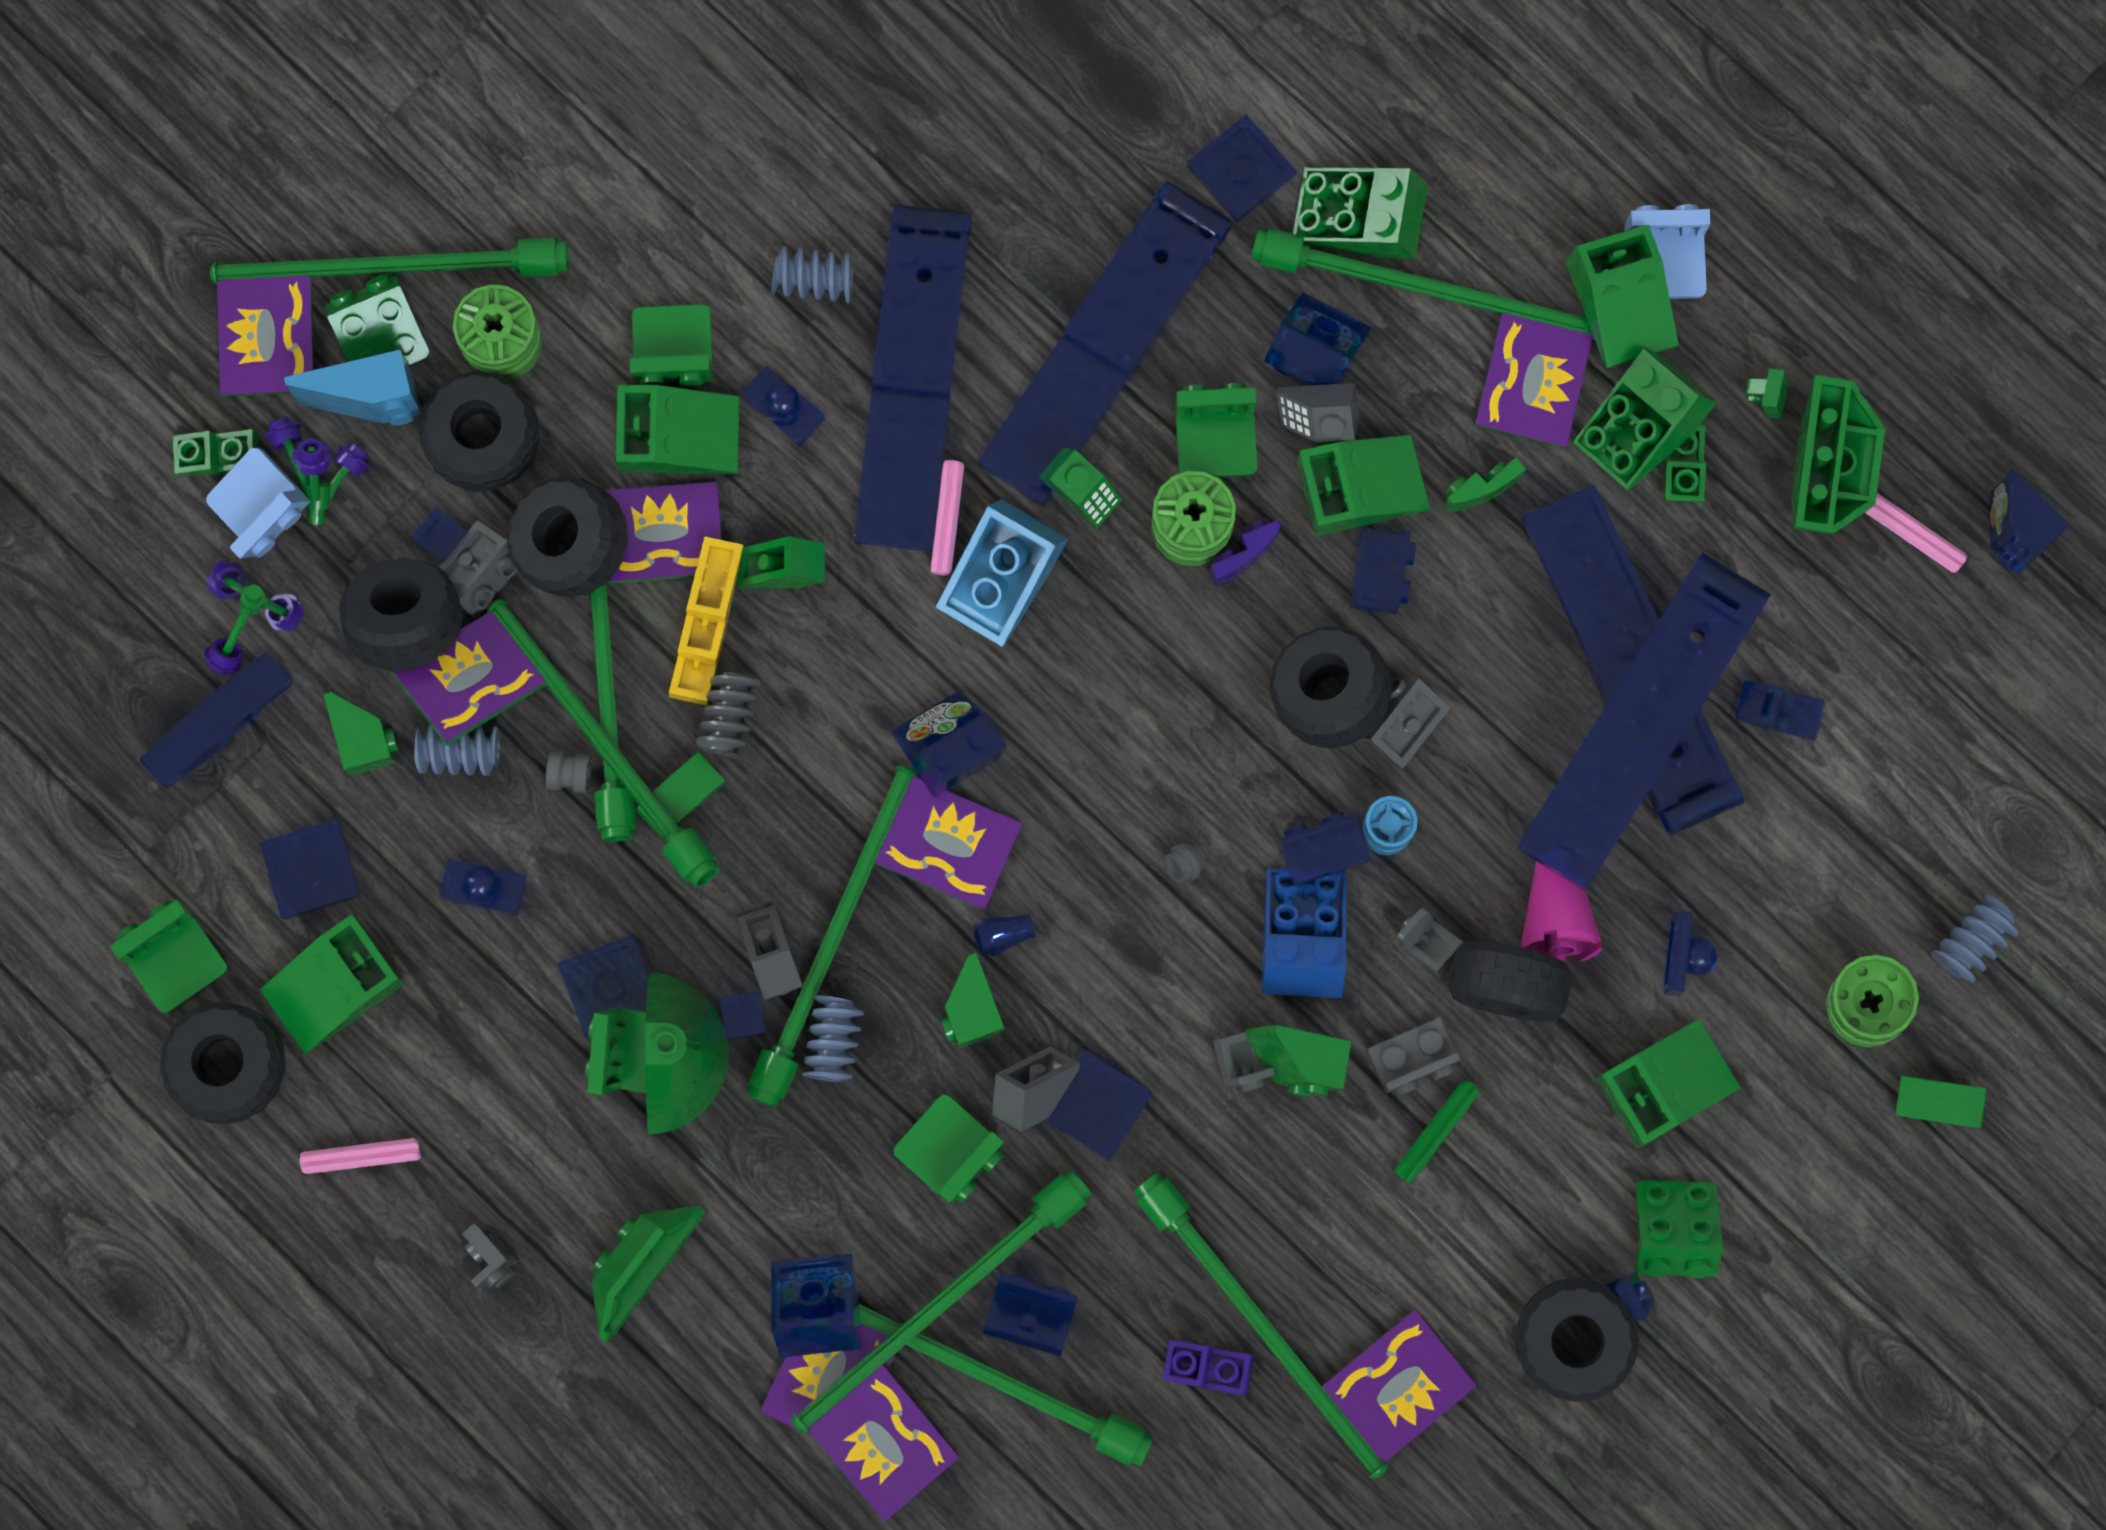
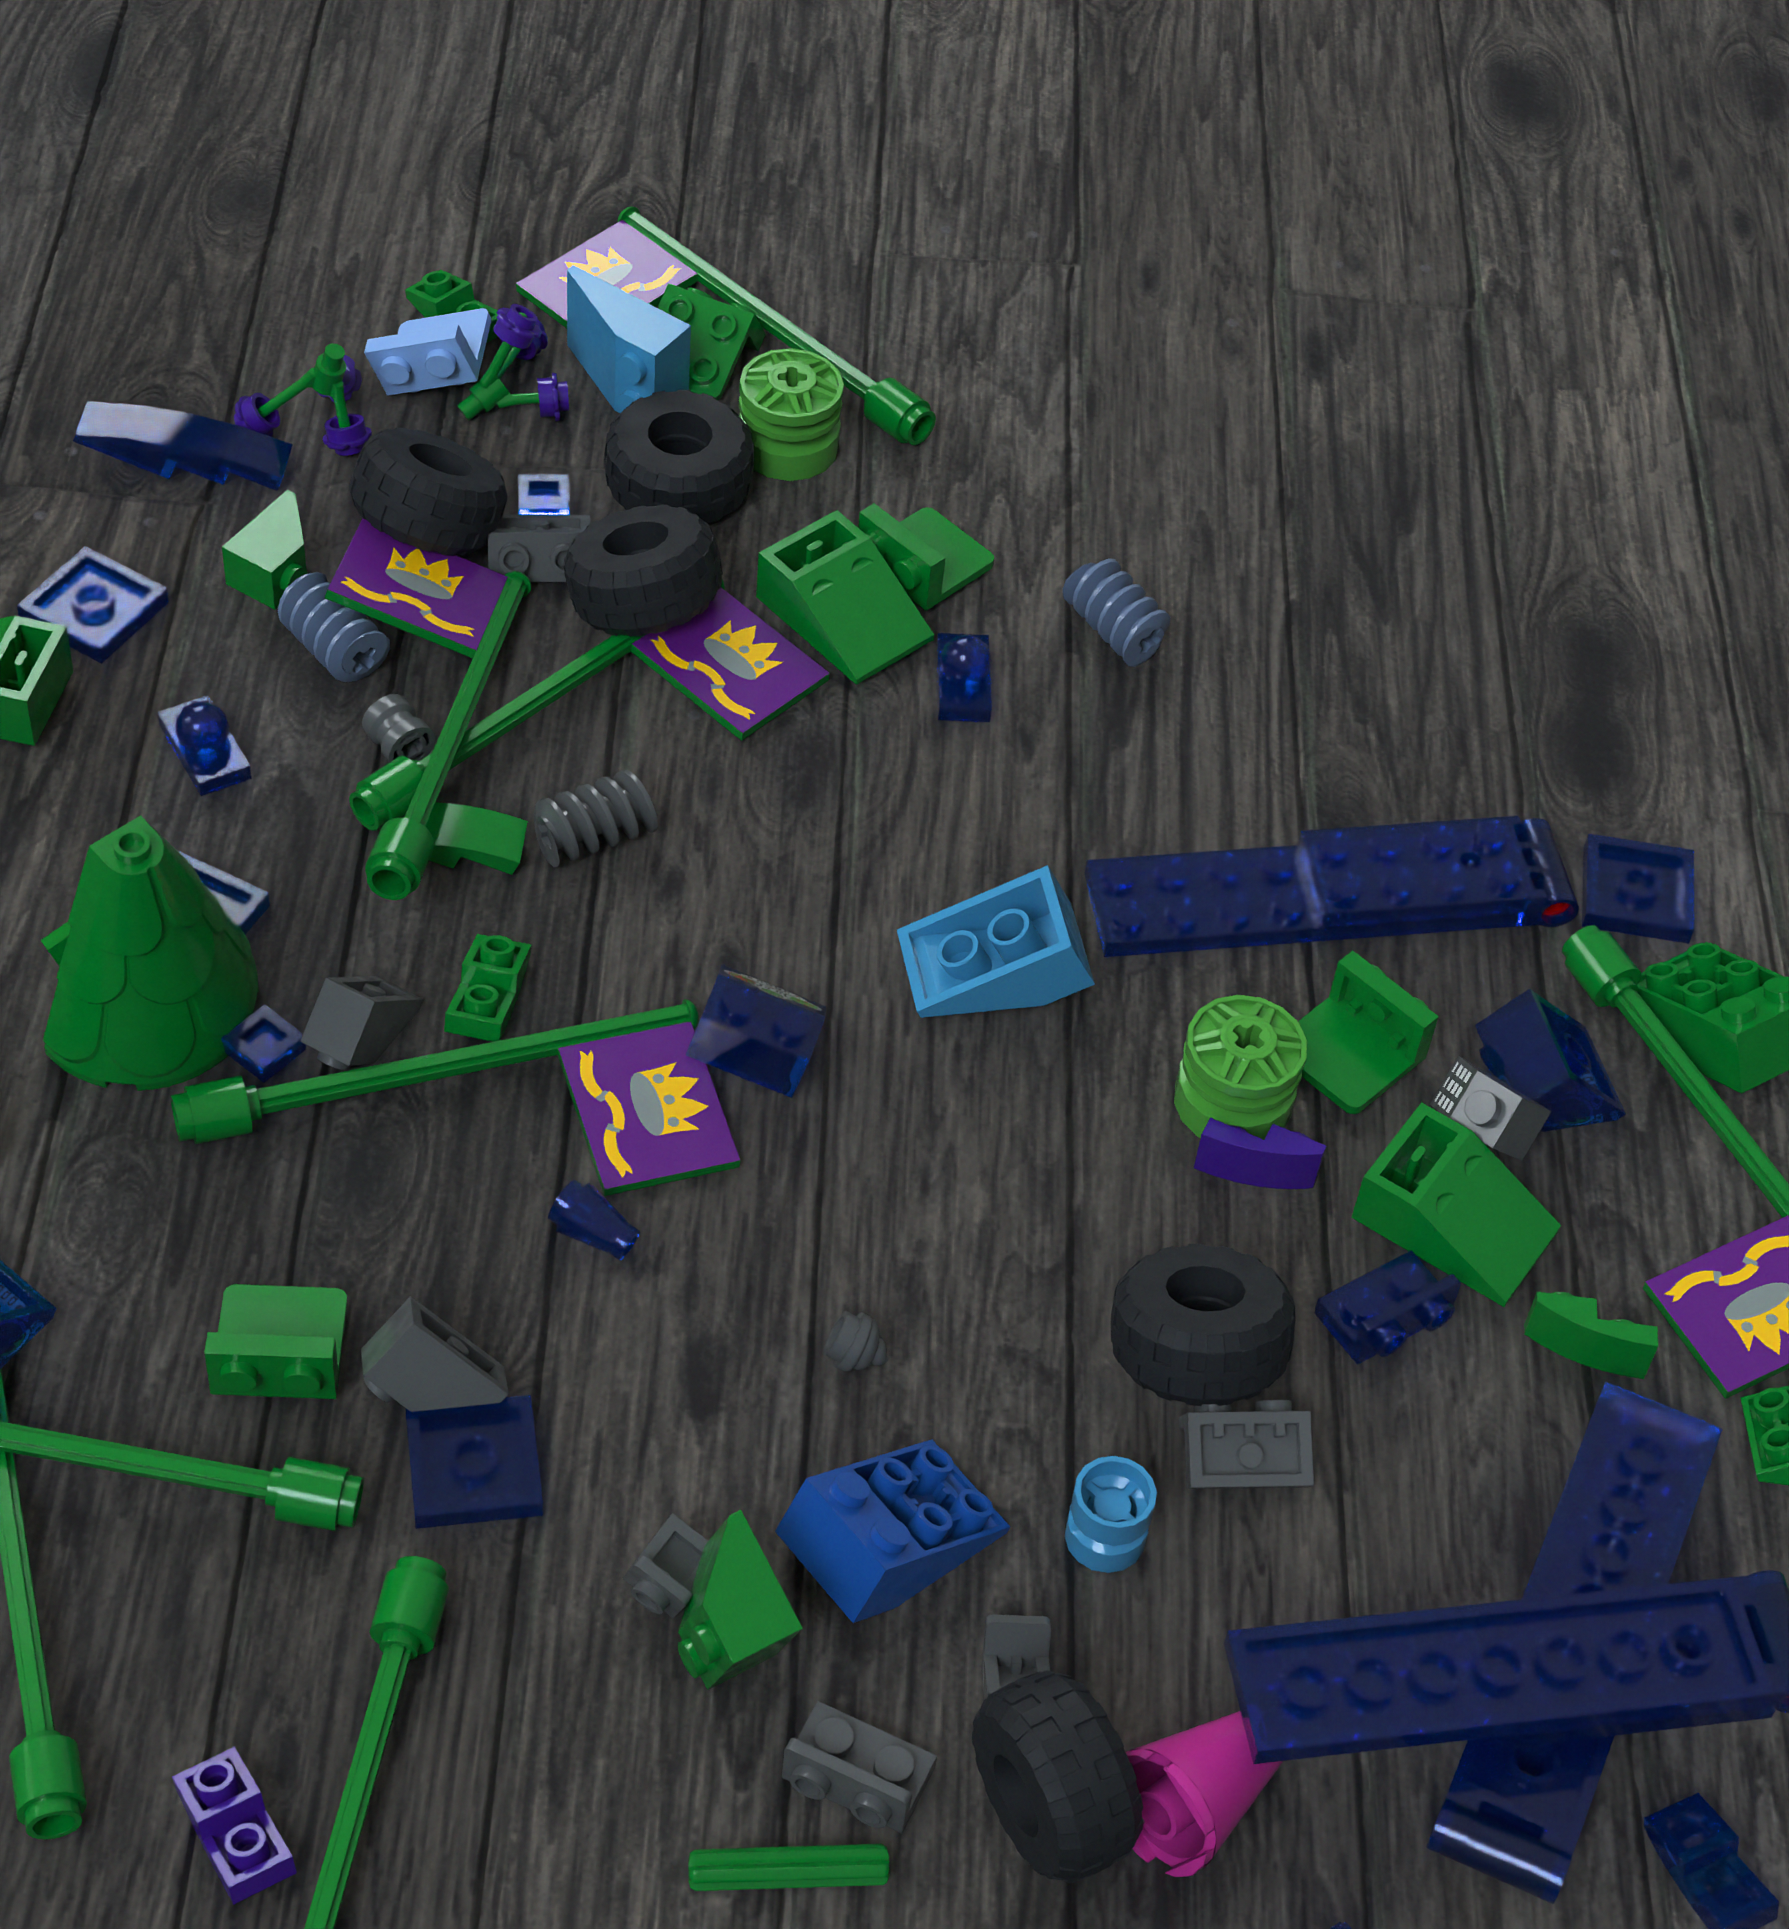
camera: 45 degrees right, 30 degrees down
(706, 620) = (687, 740): yellow slope -> none
(782, 564) = (803, 767): green slope -> none
(797, 864) = (488, 987): none -> green slope
(832, 1039) = (309, 1133): sand blue piece -> none
(913, 378) = (1109, 756): clear blue hinge -> none
(947, 517) = (1049, 851): bright pink axle -> none
(971, 1007) = (477, 1244): green slope -> none
(1030, 1314) = (138, 1563): clear blue bracket -> none
(1081, 486) = (1161, 952): green slope -> none
(1323, 848) = (1011, 1463): clear blue bracket -> none

